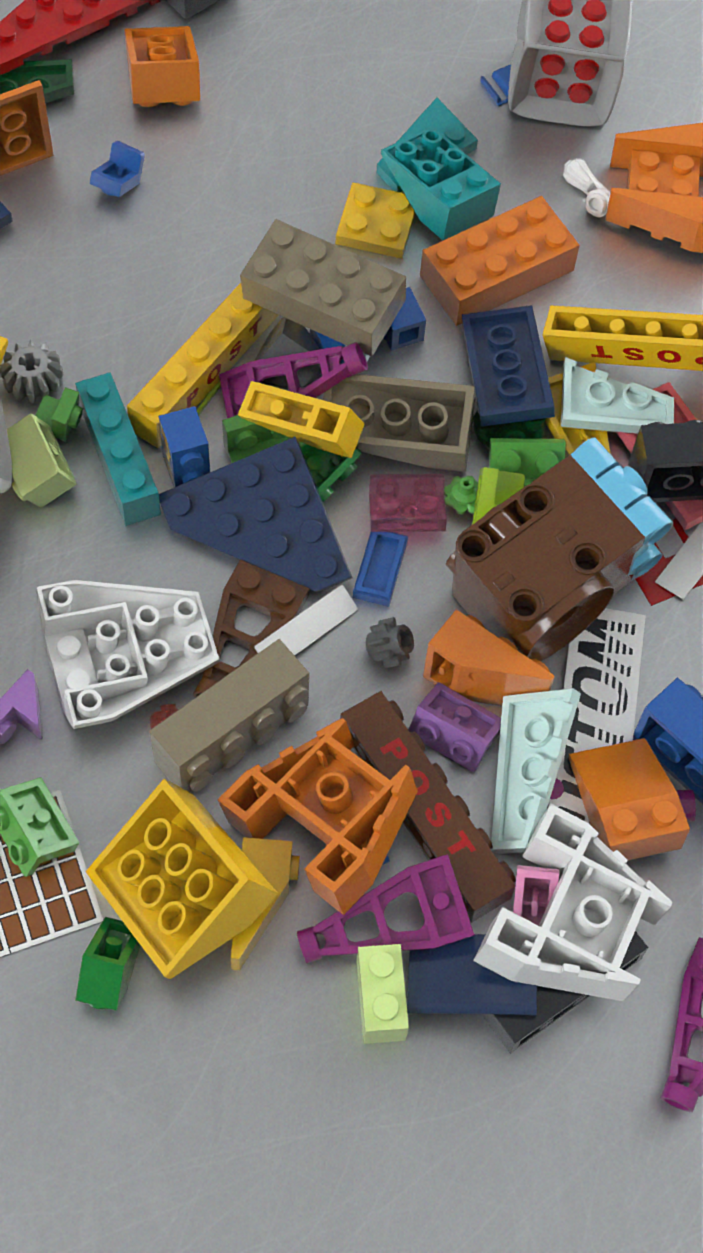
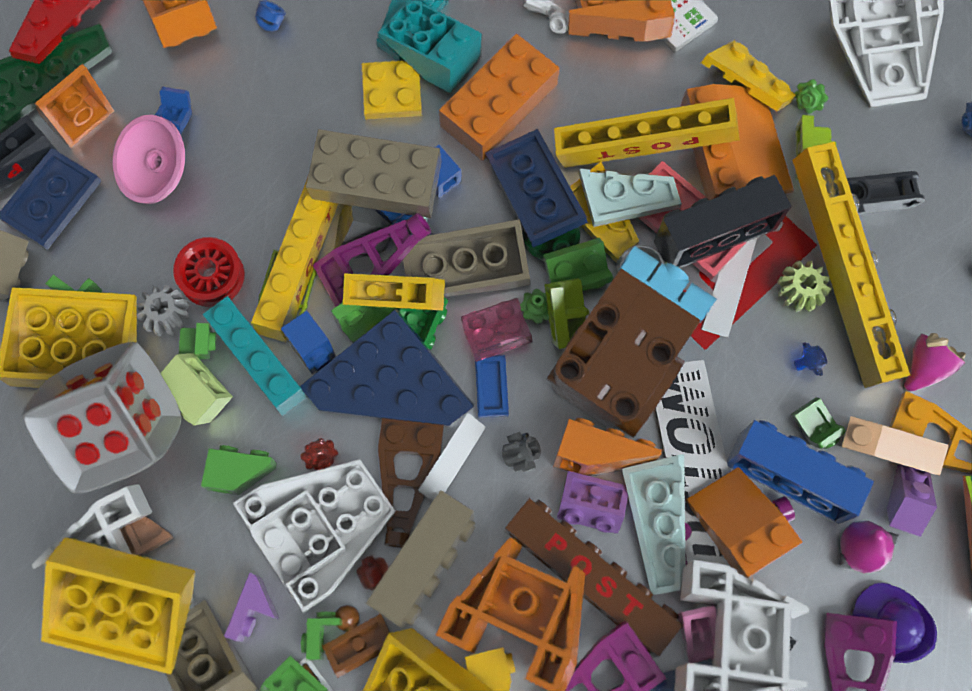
camera: 15 degrees left, 10 degrees up
(47, 559) = (233, 471): none -> bright green slope
(74, 209) = (148, 159): none -> bright pink dish
(74, 770) = (314, 638): none -> bright green bracket
(95, 329) = (186, 260): none -> red wheel
(122, 788) = (358, 643): none -> dark orange plate
(153, 572) = (319, 454): none -> clear red plant
(265, 100) = (271, 13): none -> blue tile

